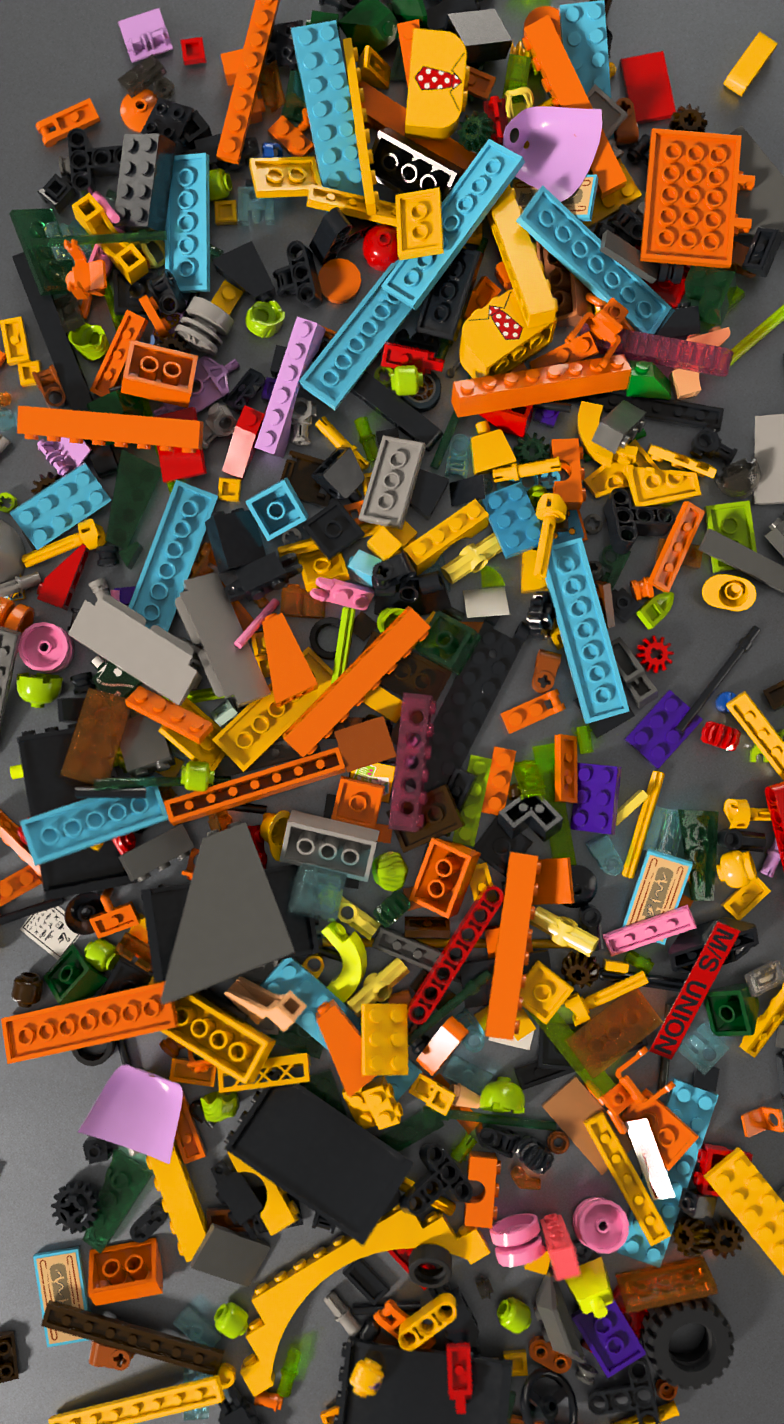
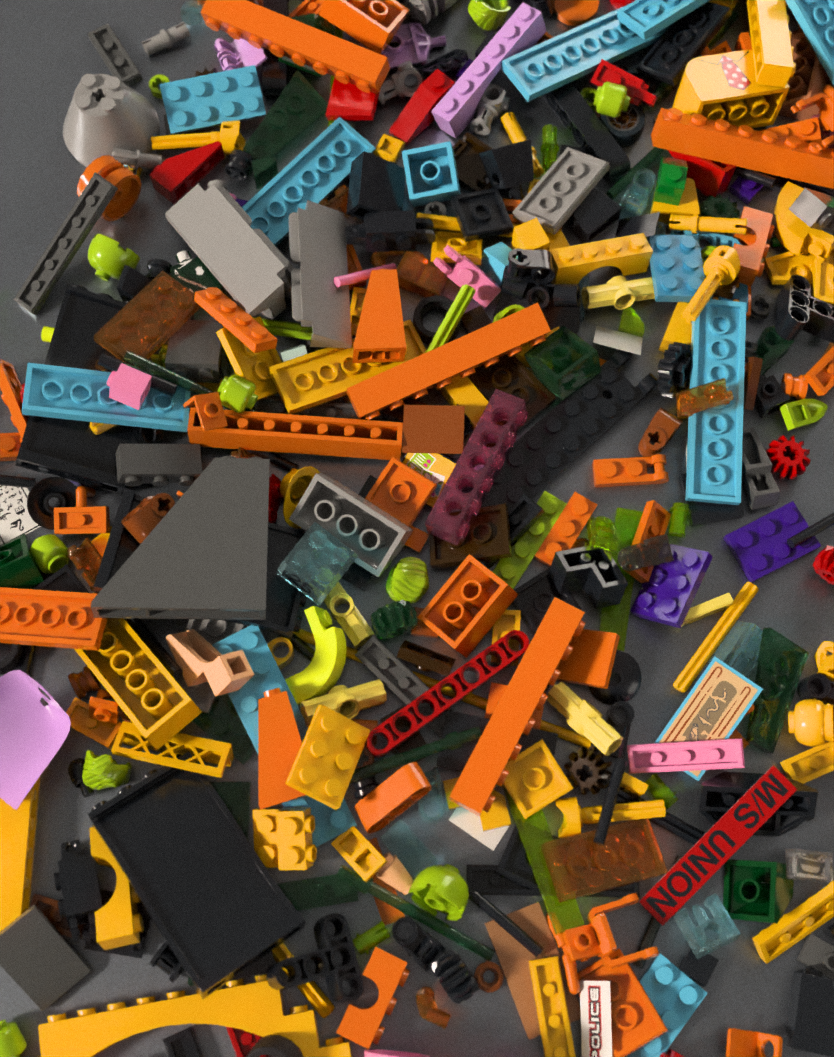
camera: 20 degrees right, 15 degrees down
(35, 654) = (137, 223): bright pink wheel -> none
(109, 808) = (129, 386): none -> bright pink brick
(125, 843) = (129, 435): red plate -> none
(170, 907) = (147, 515): none -> dark orange piece
(181, 801) = (209, 410): none -> orange bracket
(188, 1136) = (53, 790): orange plate -> none
(482, 439) = (671, 180): none -> green slope
(558, 1102) = (506, 923): none -> black bar
(571, 788) = (651, 553): none -> clear smoke leg
(580, 633) = (702, 398): none -> clear orange hinge
(604, 850) = (660, 648): clear light blue piece -> none
(604, 989) = (610, 801): none -> black bar

